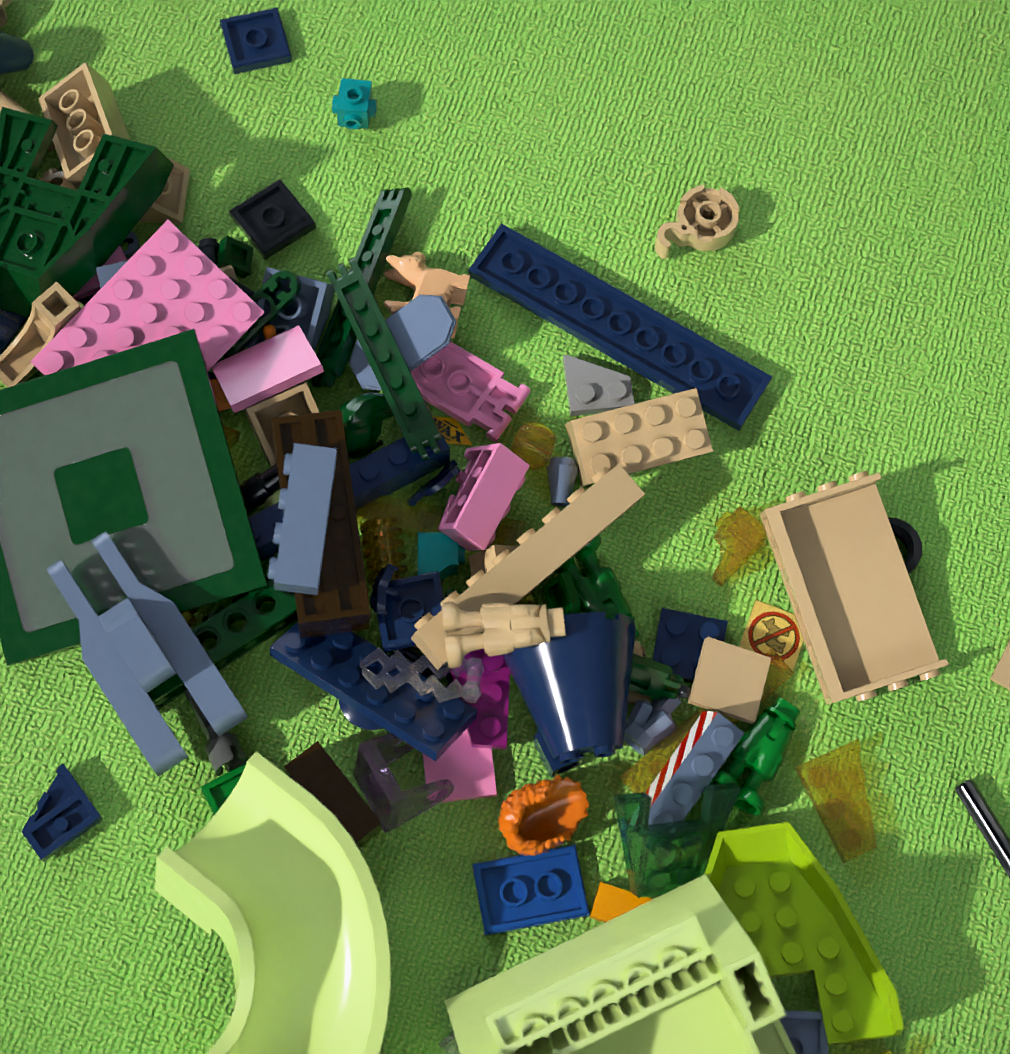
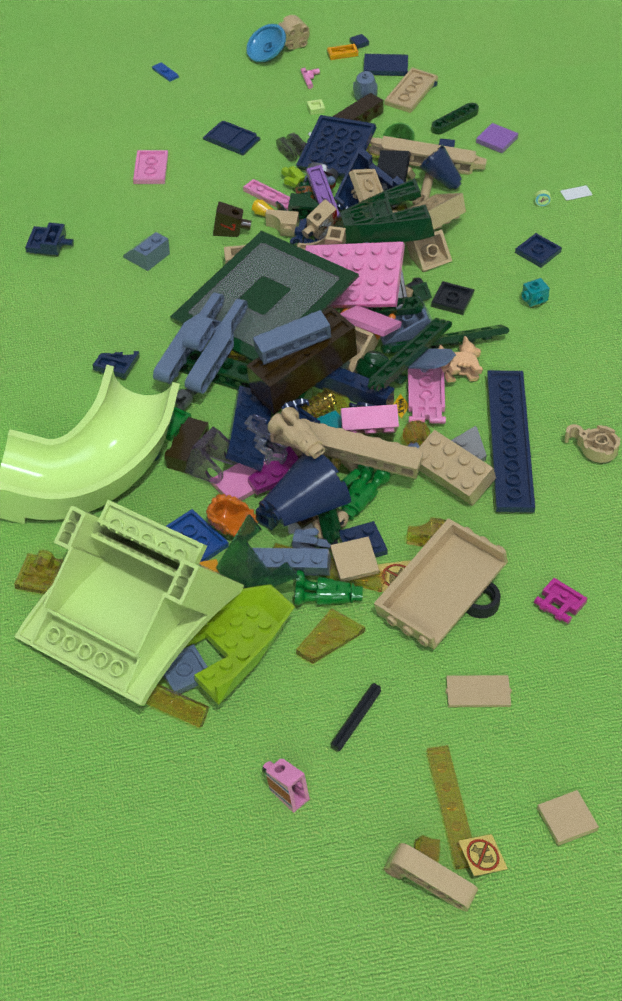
camera: 65 degrees right, 20 degrees down
(944, 441) = (563, 596): none -> dark pink plate

